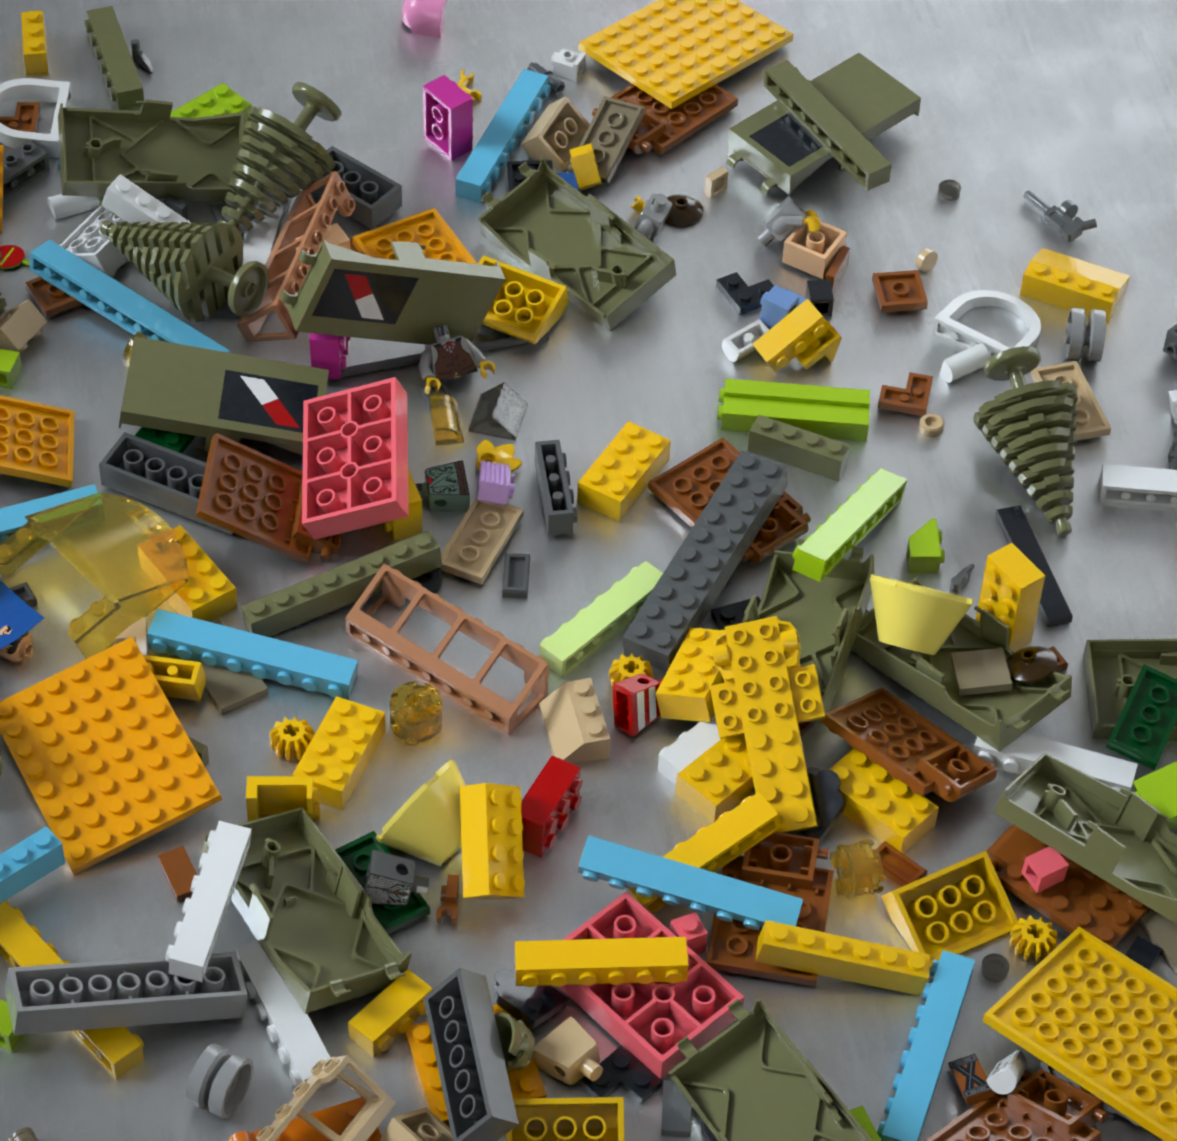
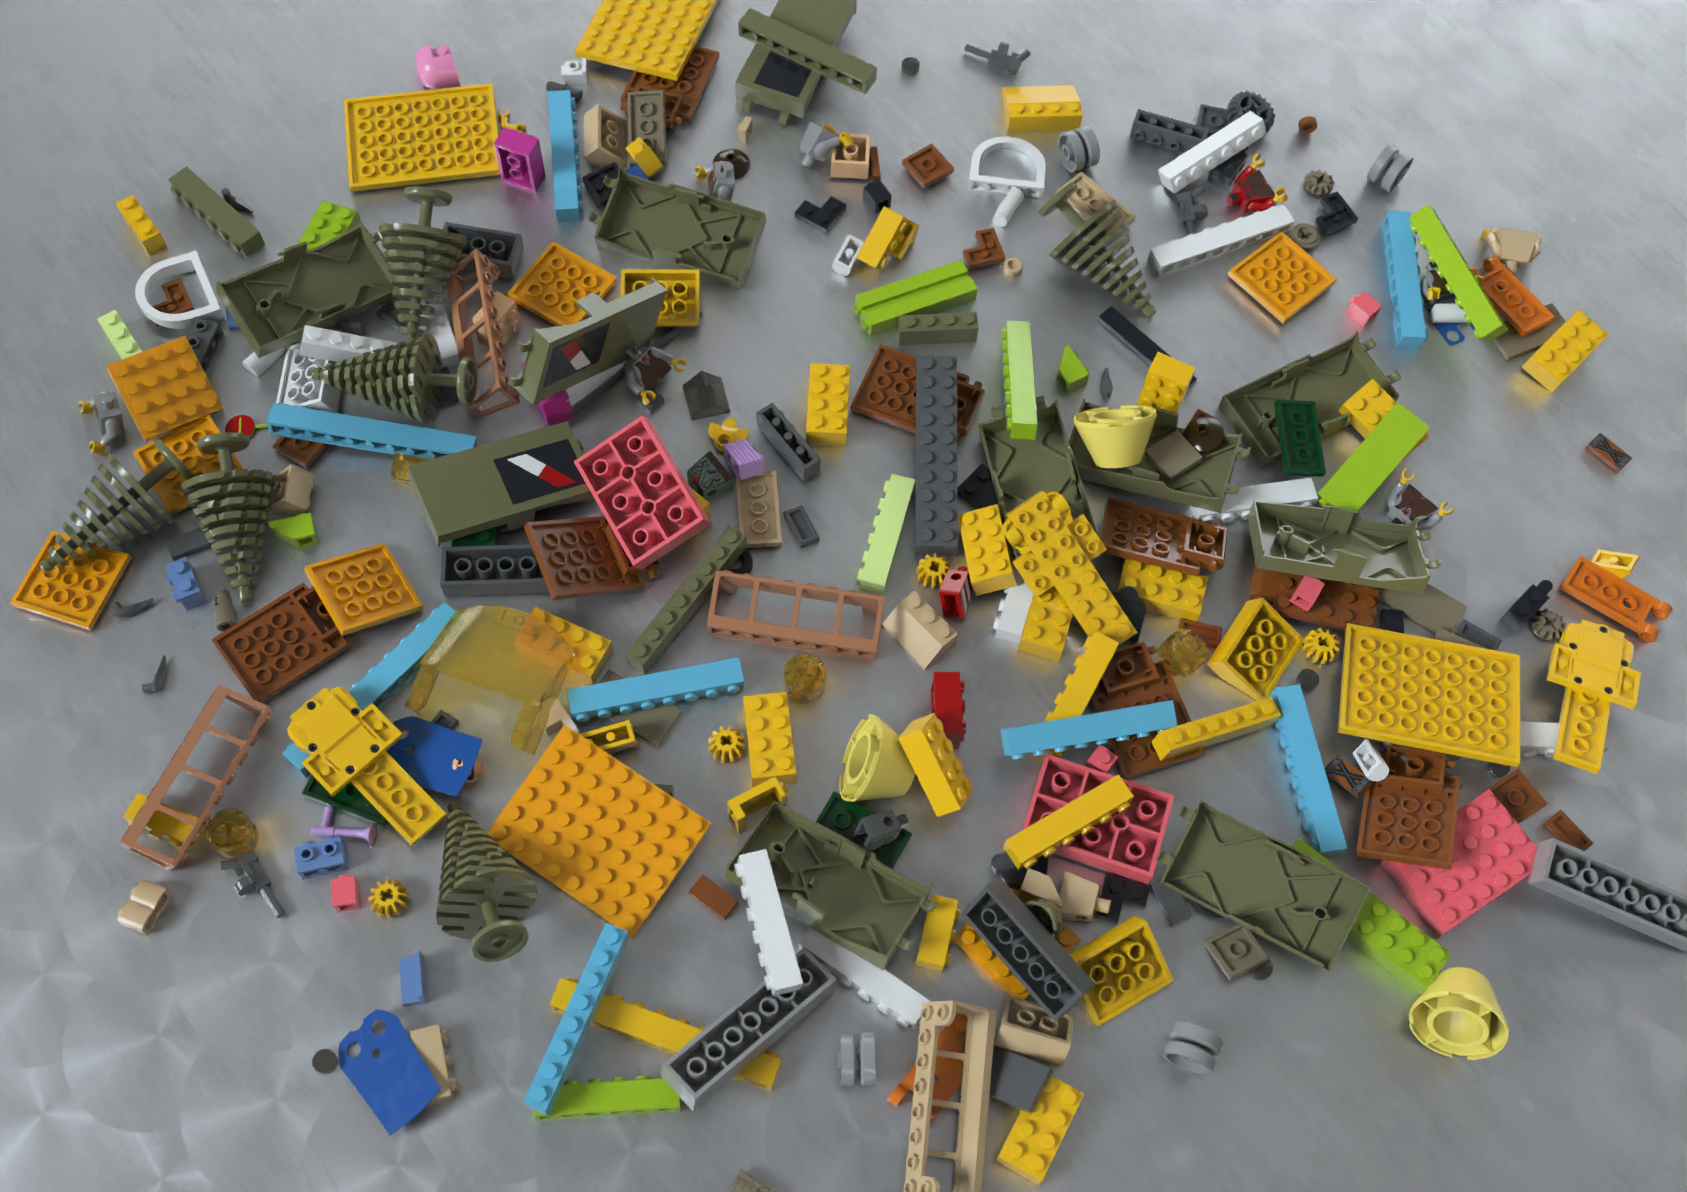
camera: 30 degrees left, 15 degrees up
(365, 64) = (421, 137): none -> yellow plate
(445, 419) = (671, 420): clear yellow brick -> none
(450, 896) = (919, 815): dark orange plate -> none
(531, 1012) = (1040, 886): none -> tan slope
(778, 304) = (860, 219): medium blue brick -> none
(926, 260) = (931, 132): tan tile -> none

